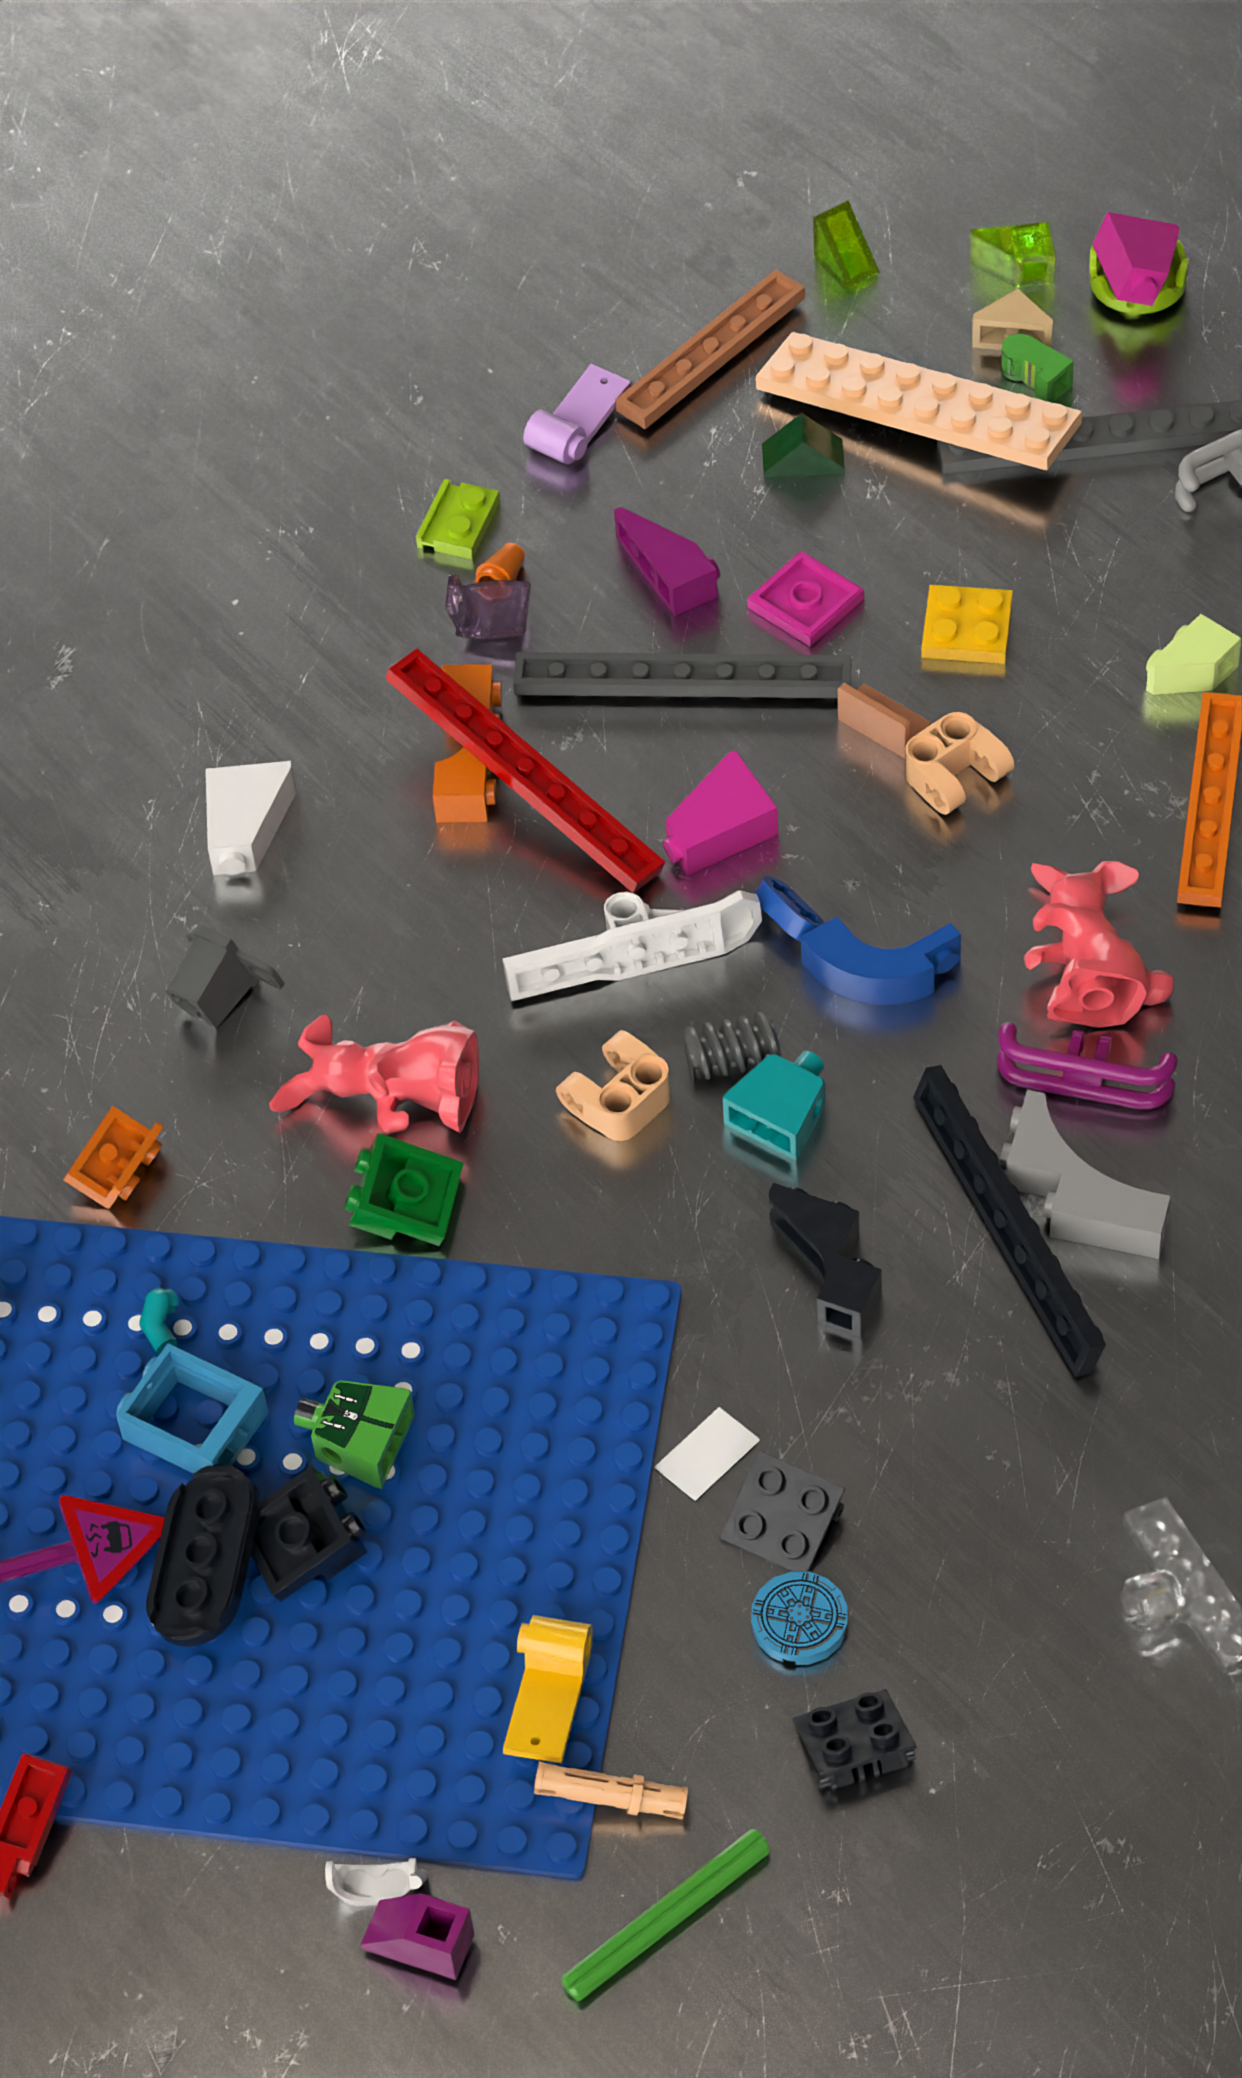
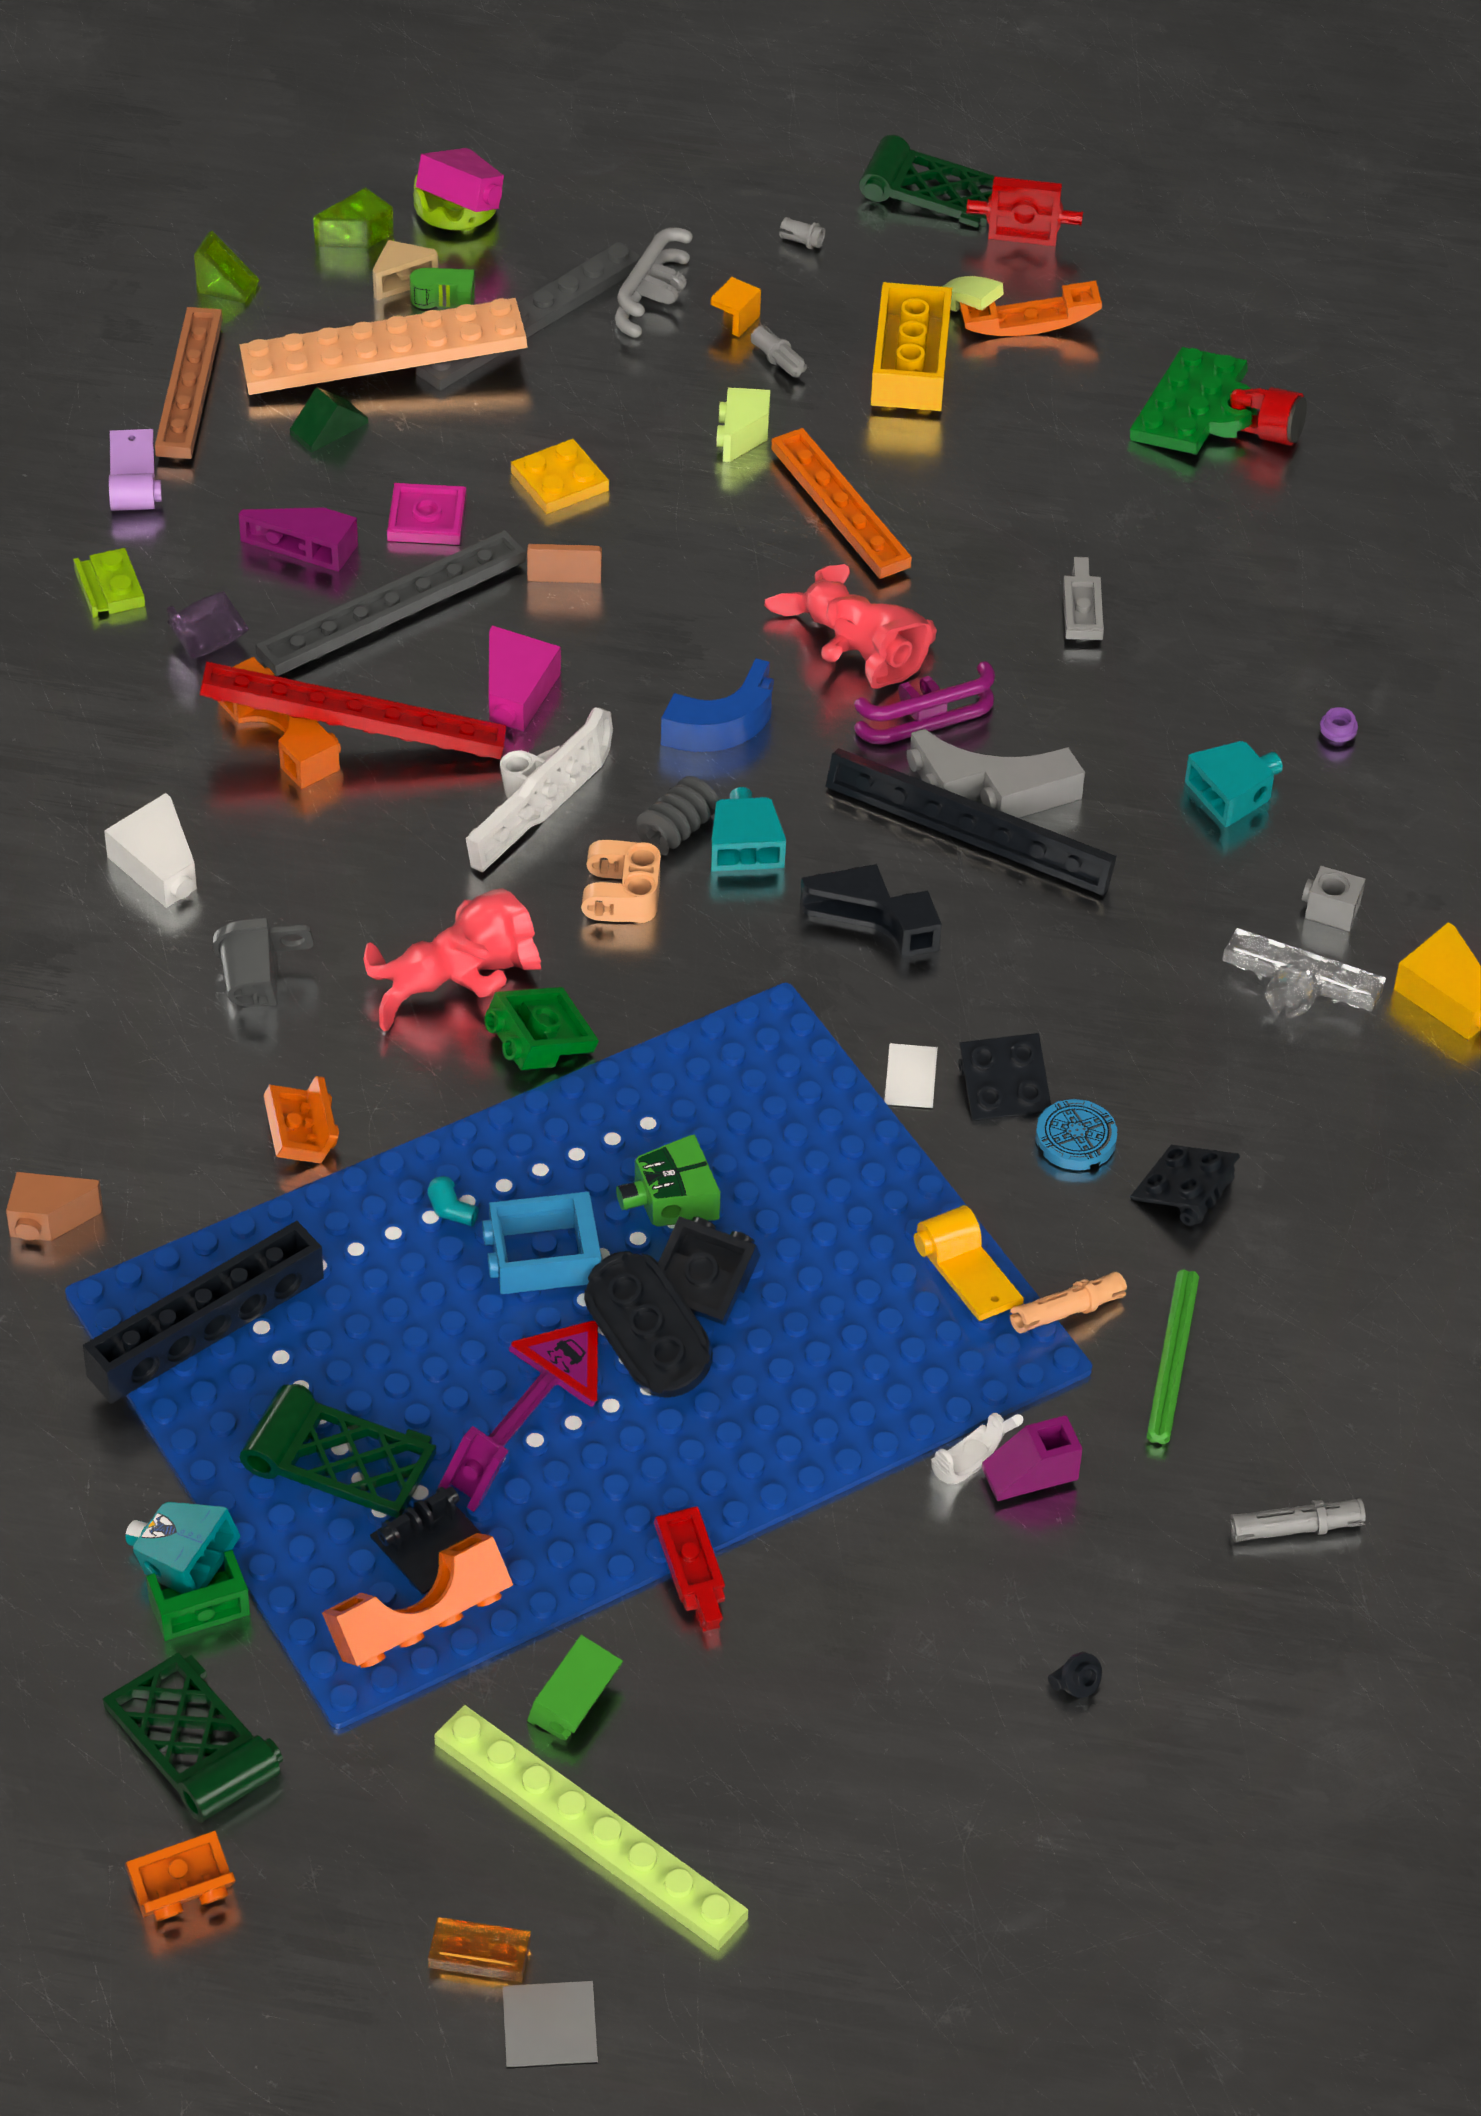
camera: 45 degrees left, 5 degrees down
(502, 565) = (181, 593): orange cone -> none
(787, 907) = (629, 711): blue beam -> none
(947, 749) = (631, 558): light nougat piece -> none

